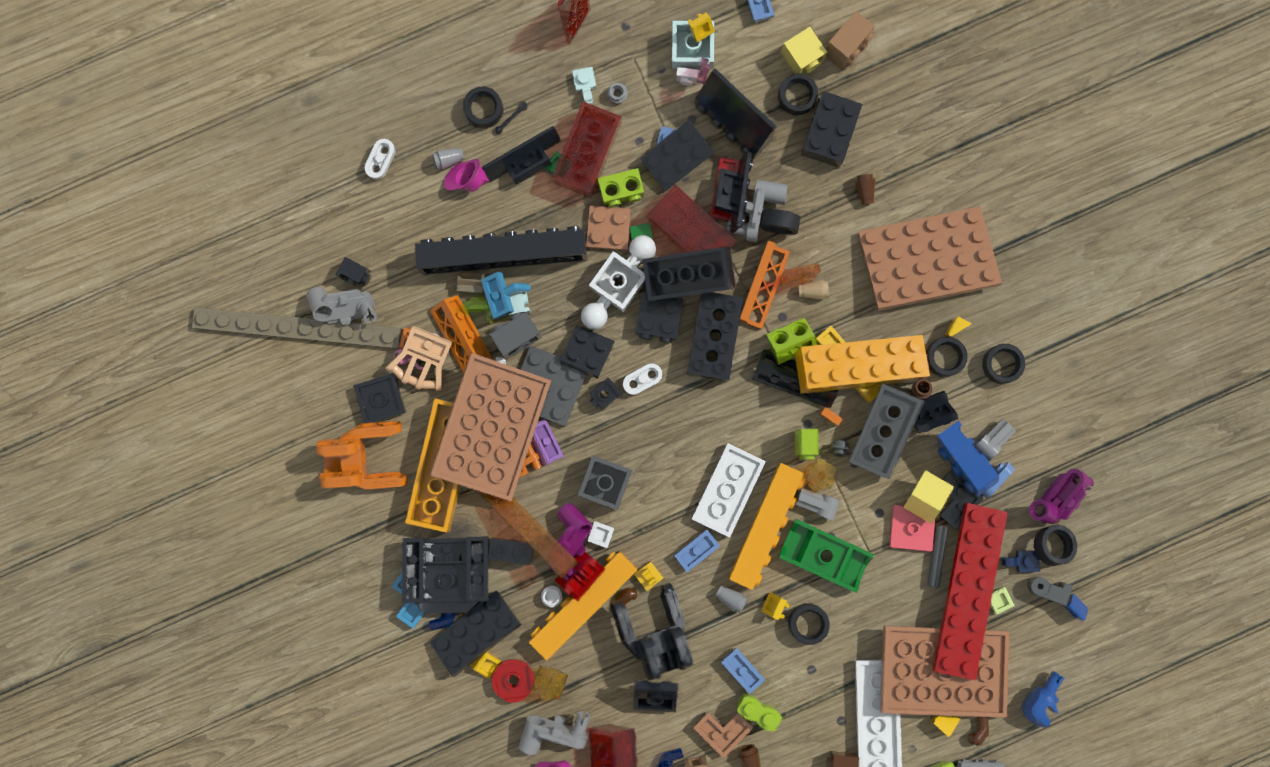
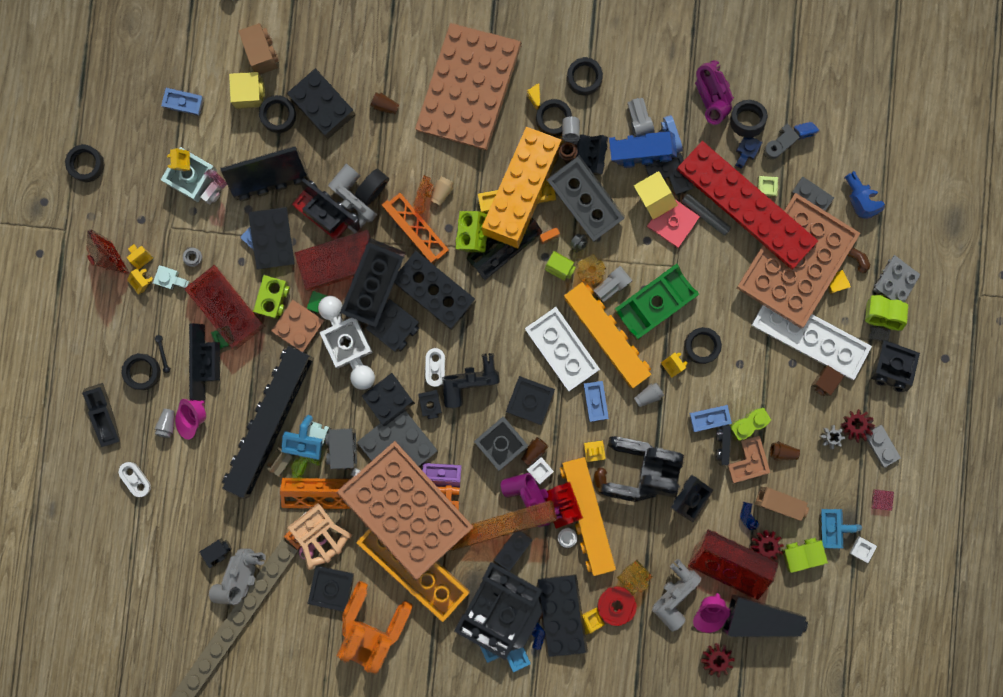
camera: 65 degrees left, 0 degrees up
(423, 94) = (101, 414): none -> black slope
(565, 56) = (137, 280): none -> yellow tile
(589, 43) = (139, 256): none -> yellow tile
(616, 518) = (534, 451): none -> reddish brown cone
(637, 406) = (453, 384): none -> black piece
(662, 487) = (530, 400): none -> black plate
(716, 702) = (723, 453): none -> black plate
(943, 379) = (571, 130): none -> light grey piece
(1018, 649) = (813, 193): none -> dark grey plate

